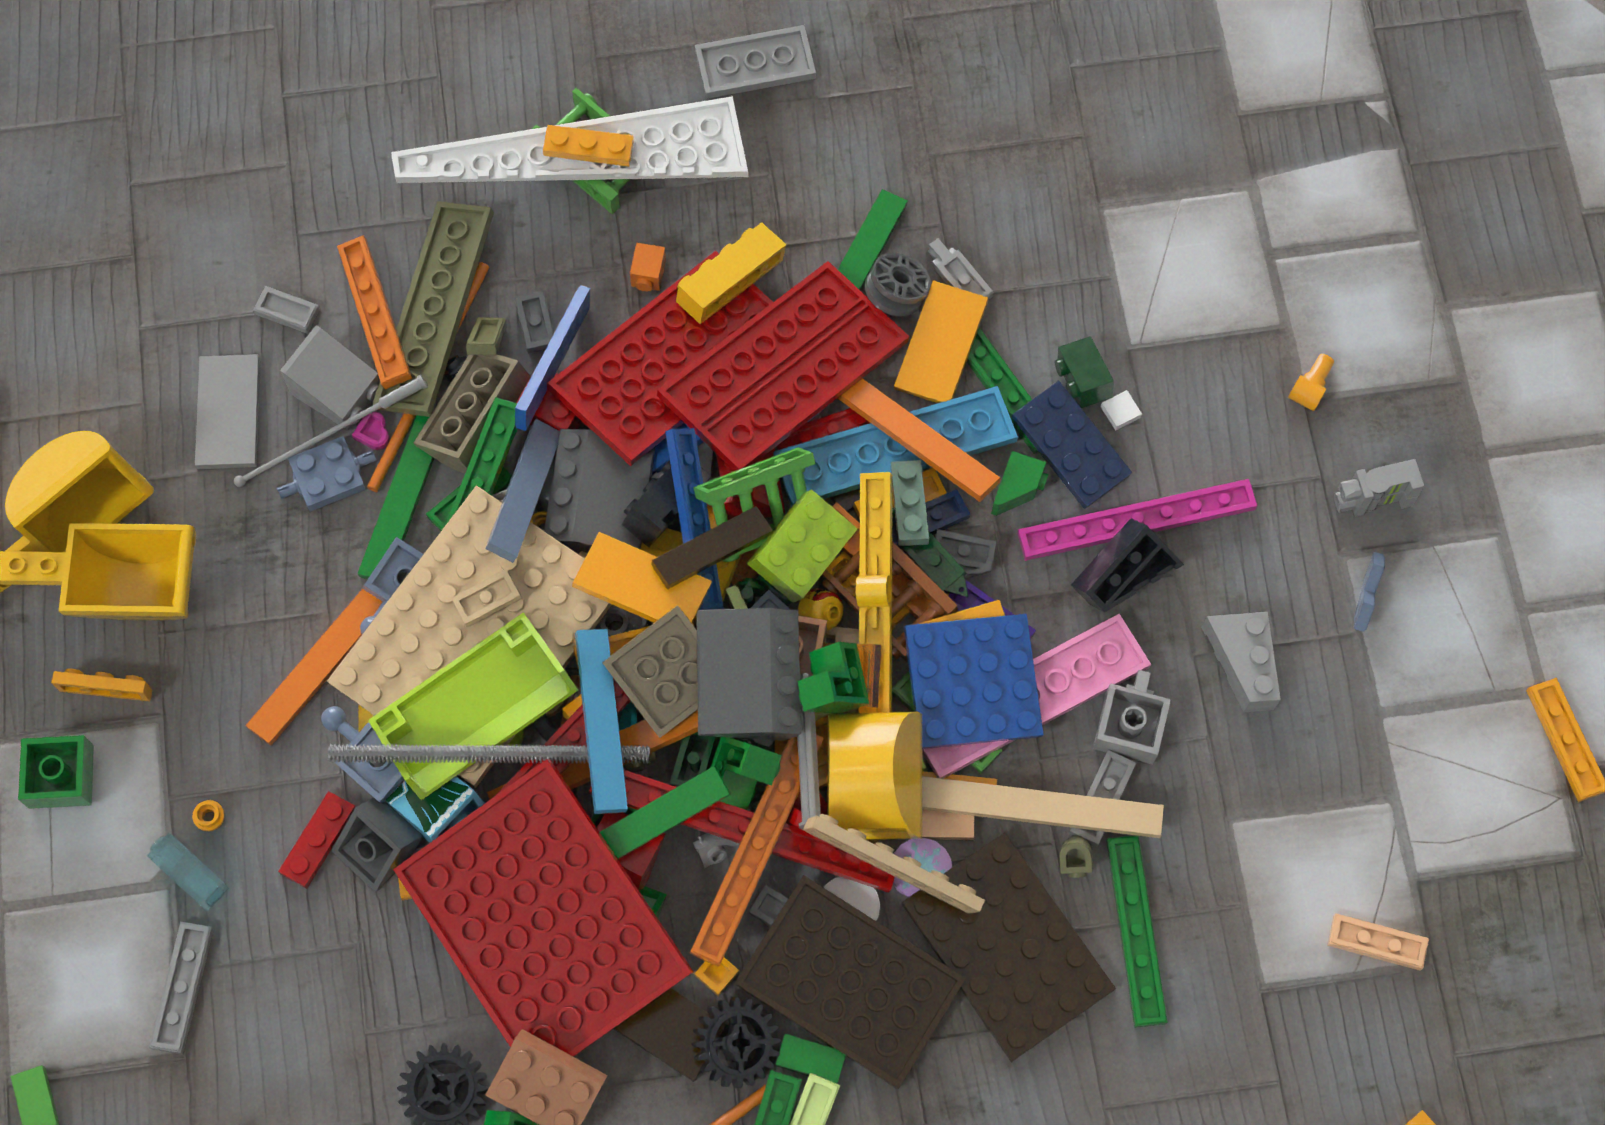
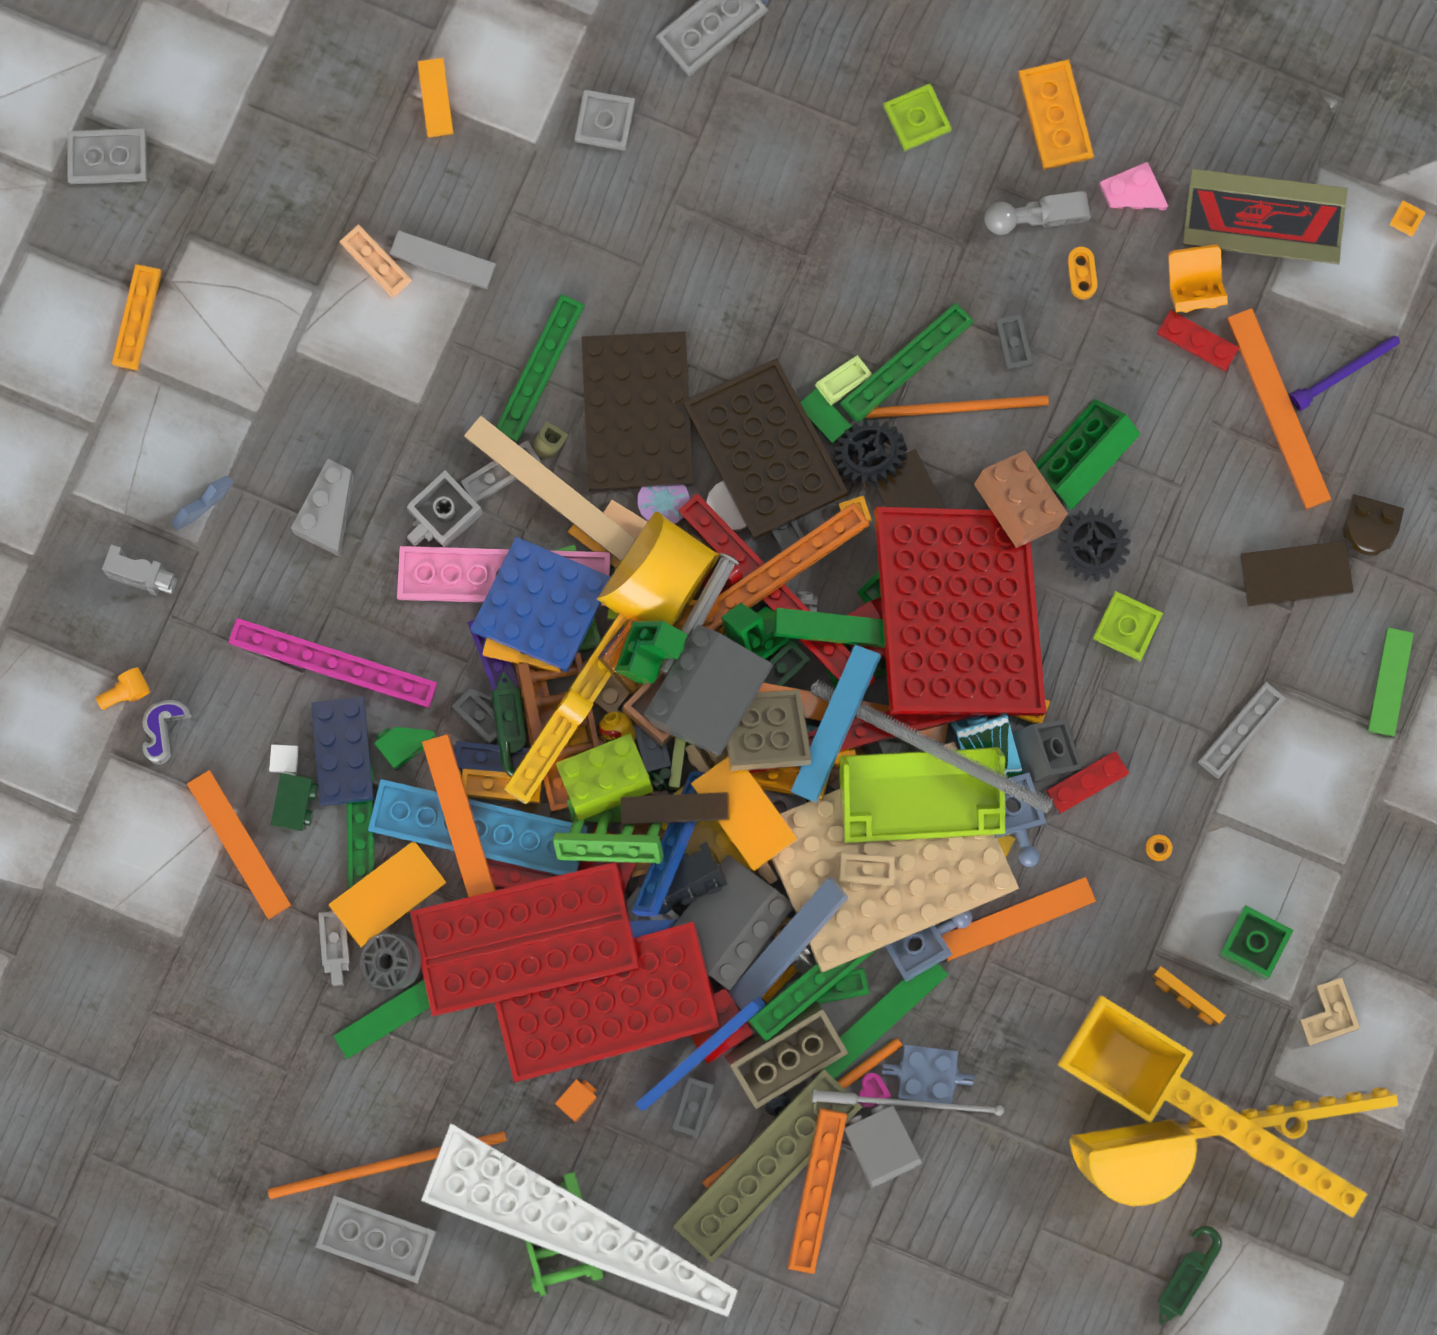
camera: 145 degrees left, 10 degrees up
(187, 871) = (1195, 811): clear light blue brick -> none
(227, 411) = (977, 1177): light grey tile -> none
(286, 309) = (884, 1242): light grey tile -> none
(360, 1024) = (1127, 626): none -> lime plate
(486, 336) = (740, 1112): olive tile -> none
(588, 145) = (565, 1222): light orange plate -> none
(730, 272) = (516, 1047): yellow brick -> none
(785, 128) = (372, 1168): none -> orange piece
(882, 857) = (693, 505): tan plate -> none
(909, 503) = (499, 769): sand green plate -> none
(1108, 313) = (239, 844): none -> orange tile
(1124, 566) = (371, 627): black wedge -> none
(1255, 364) = (155, 726): none -> light grey animal
(1311, 985) = (442, 260): none -> light grey tile

